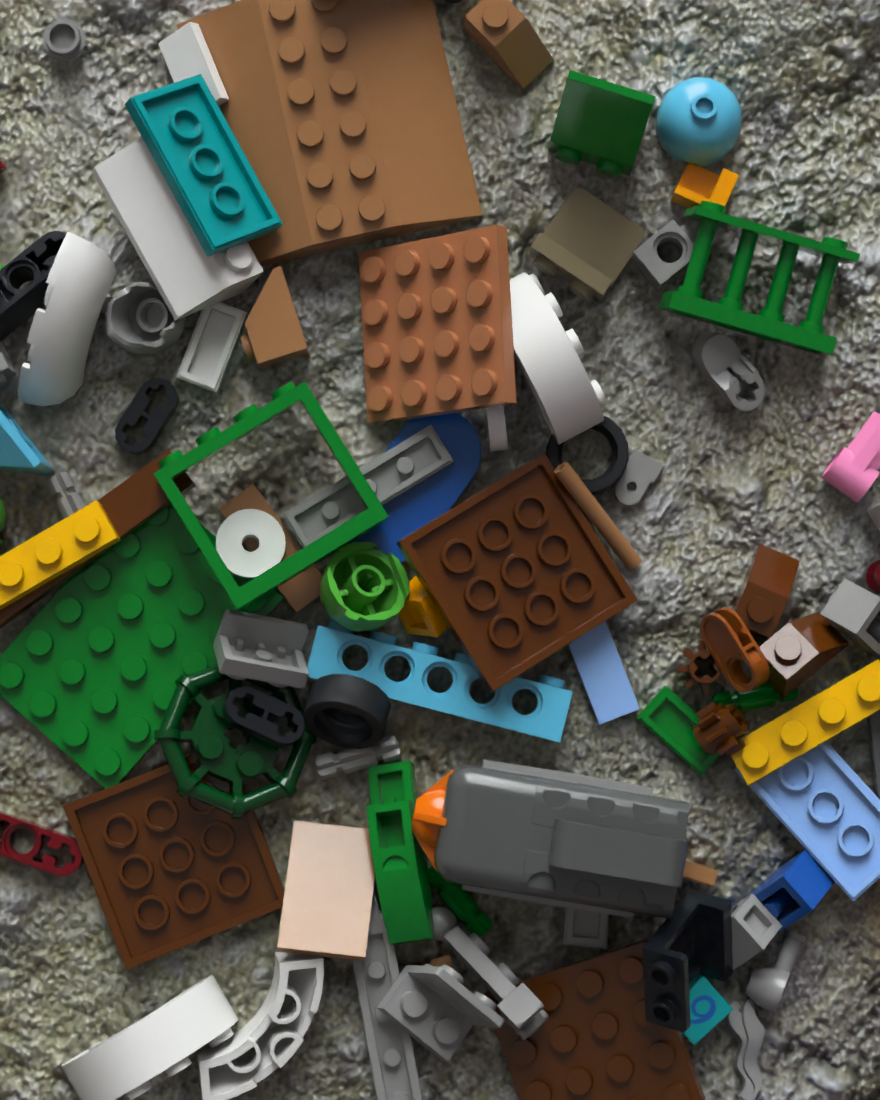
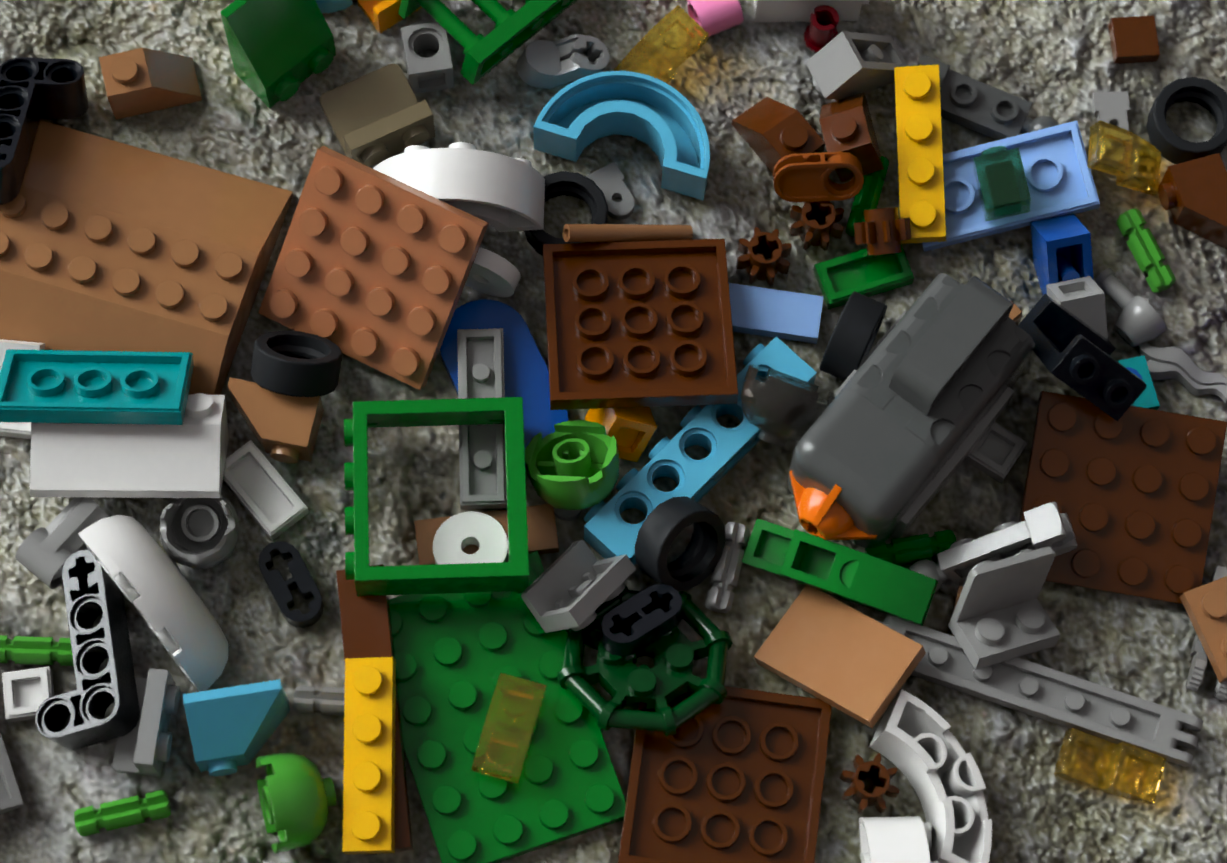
camera: 65 degrees left, 15 degrees down
(81, 216) = (49, 547): none -> light grey piece
(117, 660) = (509, 728): none -> clear yellow slope
(231, 980) = (882, 783): none -> reddish brown gear
(303, 315) = (296, 363): none -> black tyre
(507, 733) = (781, 405): none -> clear smoke cylinder
(610, 756) = (853, 335): none -> black tyre
(633, 639) = (772, 248): none -> reddish brown gear
(717, 458) = (633, 107): none -> medium azure brick
(784, 449) = (665, 46): none -> clear yellow slope
(820, 807) = (1001, 183): none -> clear green brick
(841, 959) = (1146, 250): none -> bright green axle

